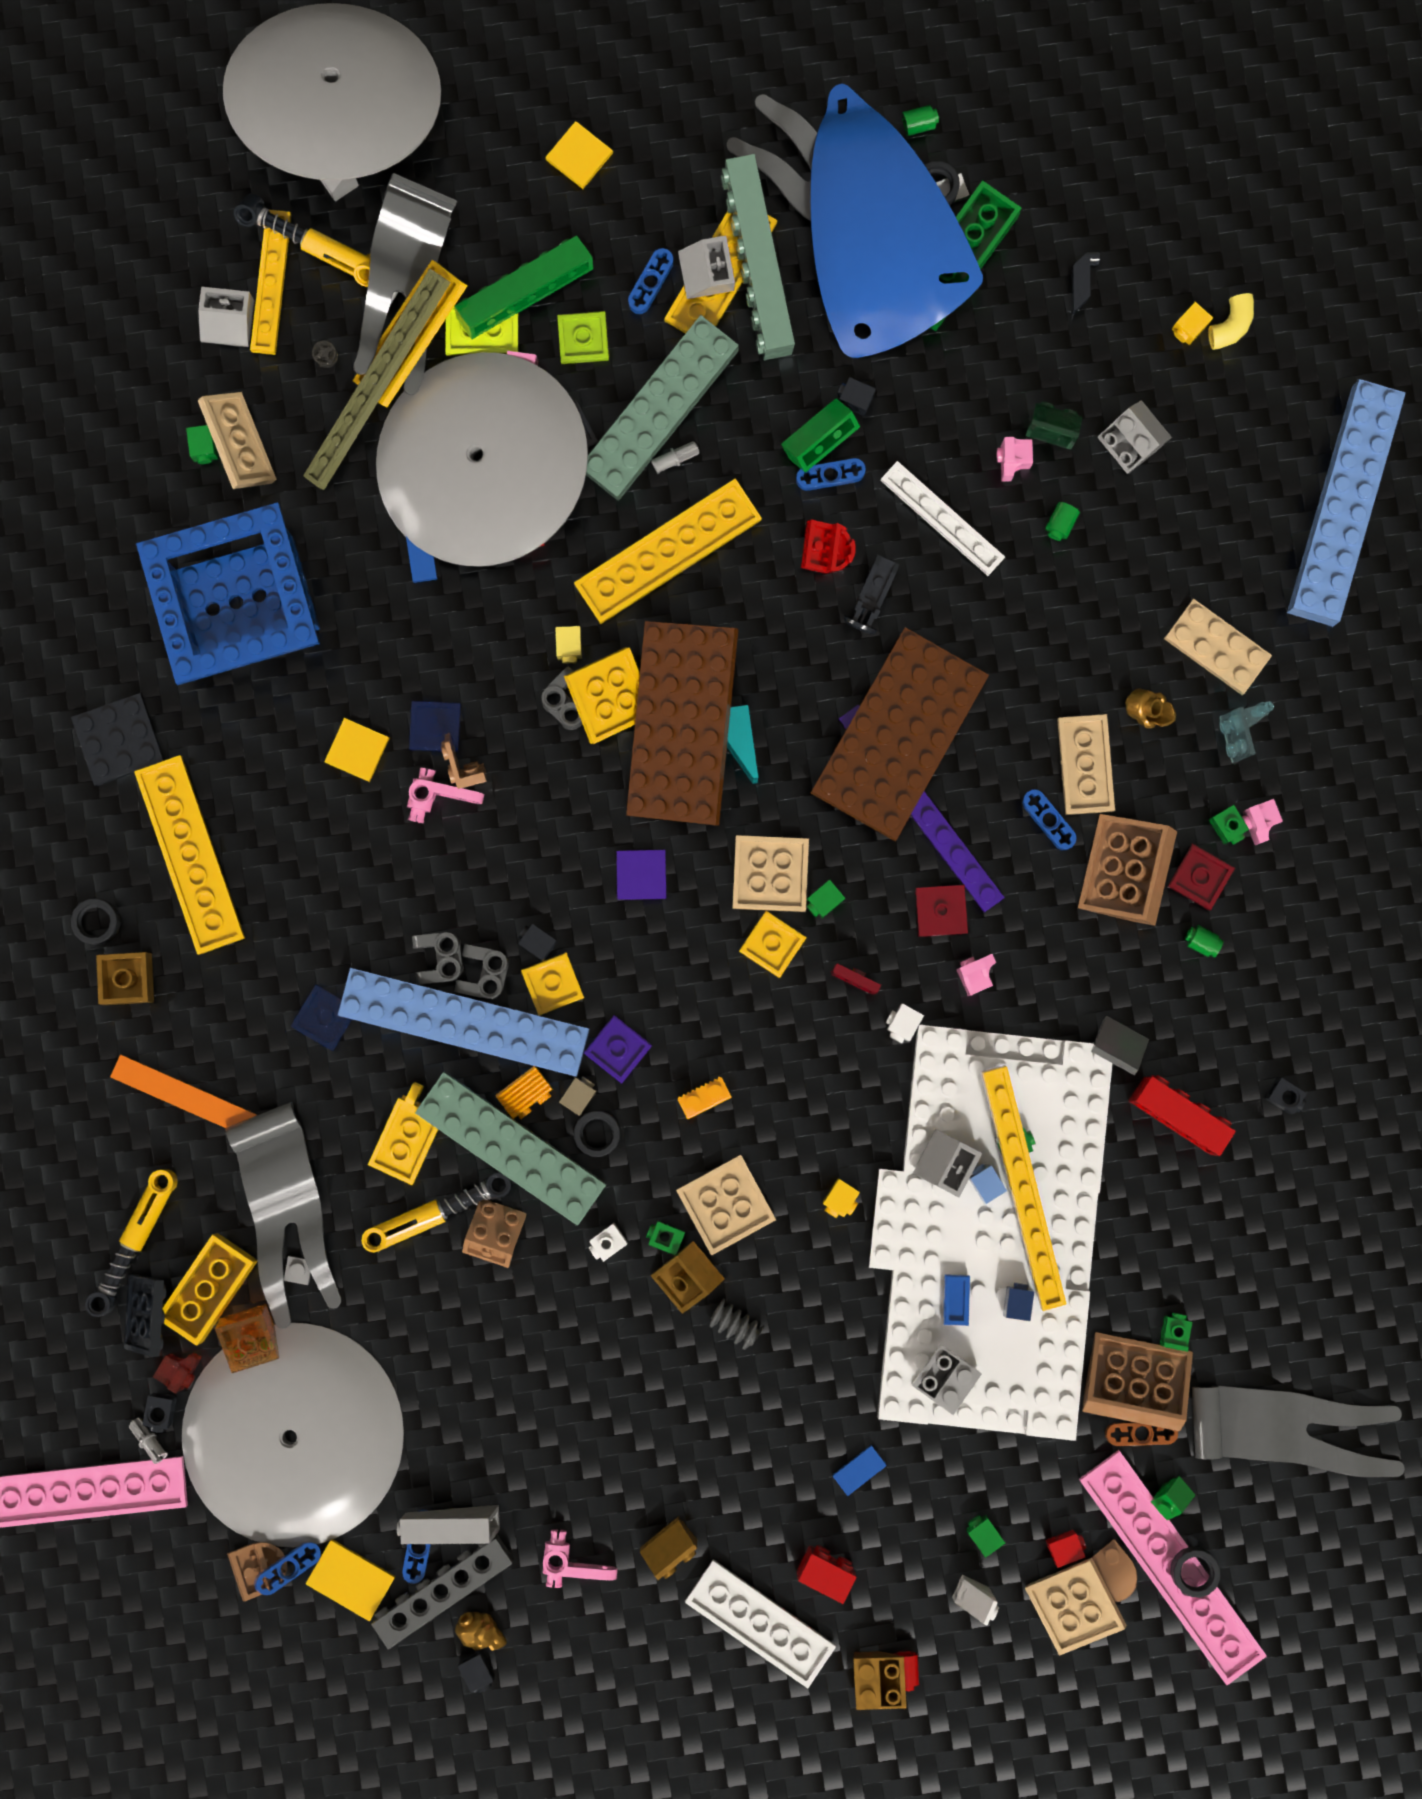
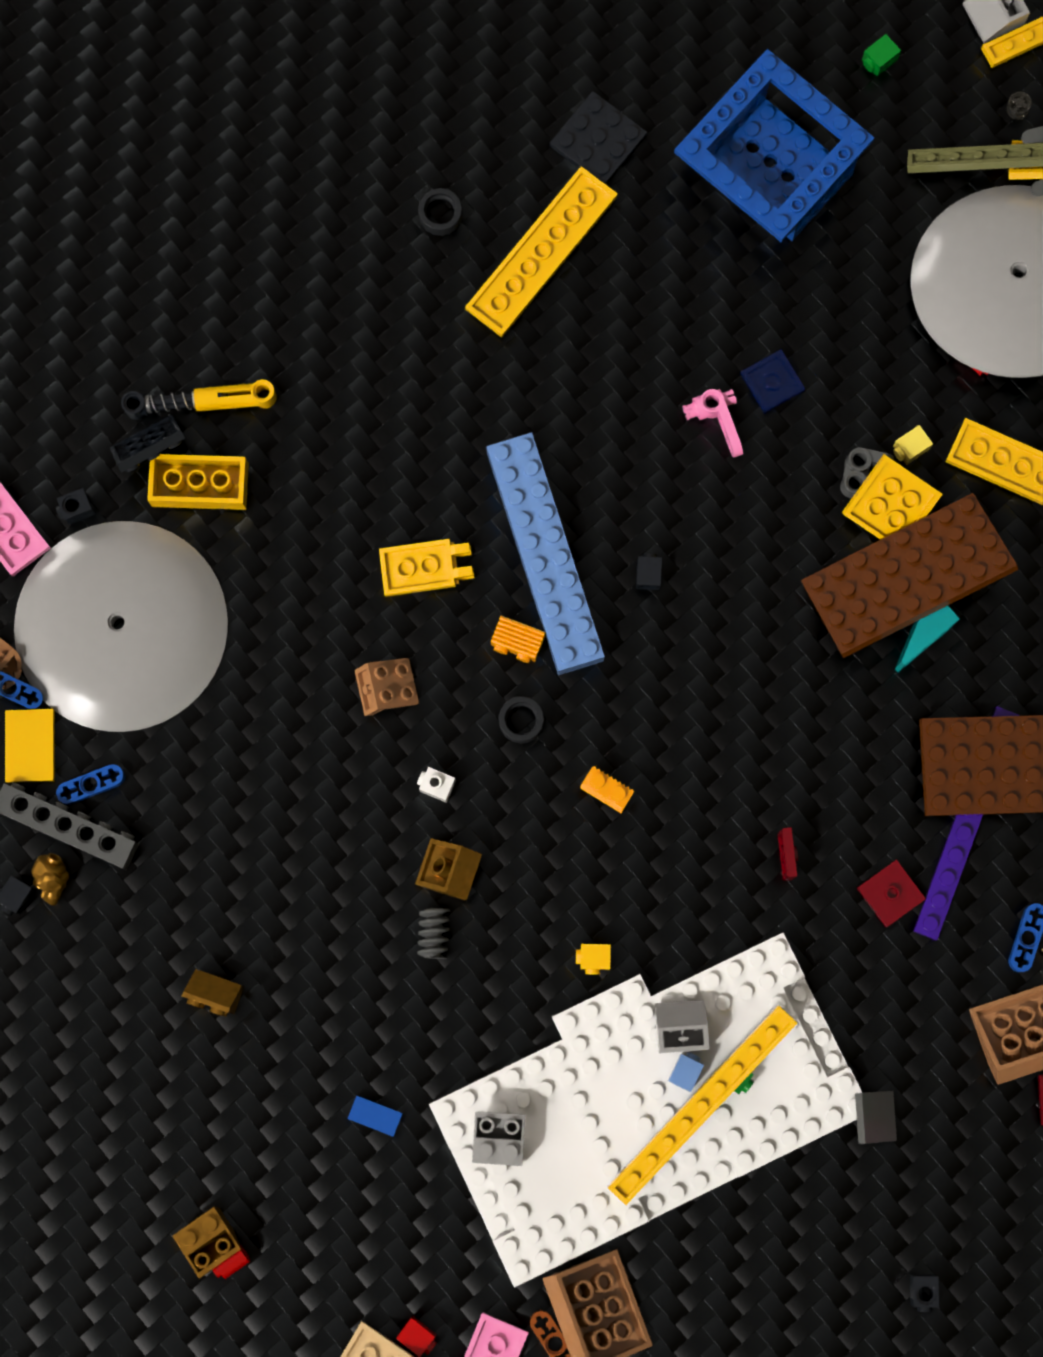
camera: 65 degrees right, 5 degrees down
(125, 978) = (409, 262): pearl gold brick -> none
(147, 1440) = (46, 511): light grey axle -> none
(177, 1371) = (115, 500): clear red brick -> none
(178, 1093) = (346, 390): orange tile -> none
(237, 440) = (902, 79): tan plate -> none
(248, 1338) = (177, 539): clear orange slope -> none
(282, 1192) = (312, 492): dark grey flag -> none
(297, 1271) = (258, 547): light grey plate -> none
(320, 1018) = (472, 437): clear blue tile -> none
(357, 750) = (712, 330): yellow tile -> none
(421, 564) = (898, 288): blue tile -> none
(433, 1213) = (372, 626): piece -> none
(443, 958) = (594, 511): dark grey piece -> none
(450, 1526) = (123, 798): light grey slope -> none
(472, 772) = (754, 431): medium nougat bracket -> none
(486, 974) = (596, 549): dark grey piece -> none
(510, 1148) = (465, 654): sand green brick -> none
(552, 984) = (622, 607): yellow tile -> none
(559, 1547) = (159, 899): bright pink piece -> none
(578, 1095) = (543, 684): dark tan brick -> none
(617, 1049) = (602, 694): dark purple tile -> none
(641, 875) = (759, 623): dark purple tile -> none
(671, 1245) = (470, 840): green brick -> none
(726, 1205) = (529, 864): tan plate -> none
(760, 1623) = (195, 1110): white plate -> none
(770, 873) = (829, 729): tan plate -> none
(772, 944) = (771, 768): yellow tile -> none
(824, 900) = (837, 788): green brick -> none
(826, 1574) = (272, 1139): red brick -> none
(903, 1023) = (775, 919): white brick -> none
(956, 1299) = (570, 1108): blue tile -> none
(976, 974) = (857, 954): bright pink brick -> none
(976, 1599) = (326, 1282): white slope -> none
(984, 1535) = (385, 1258): green brick -> none
(1018, 1302) = (602, 1162): dark blue brick -> none
(1168, 1337) = (651, 1319): green brick -> none
(1182, 1115) = (850, 1208): red brick -> none
(1204, 941) = (1011, 1136): green brick -> none

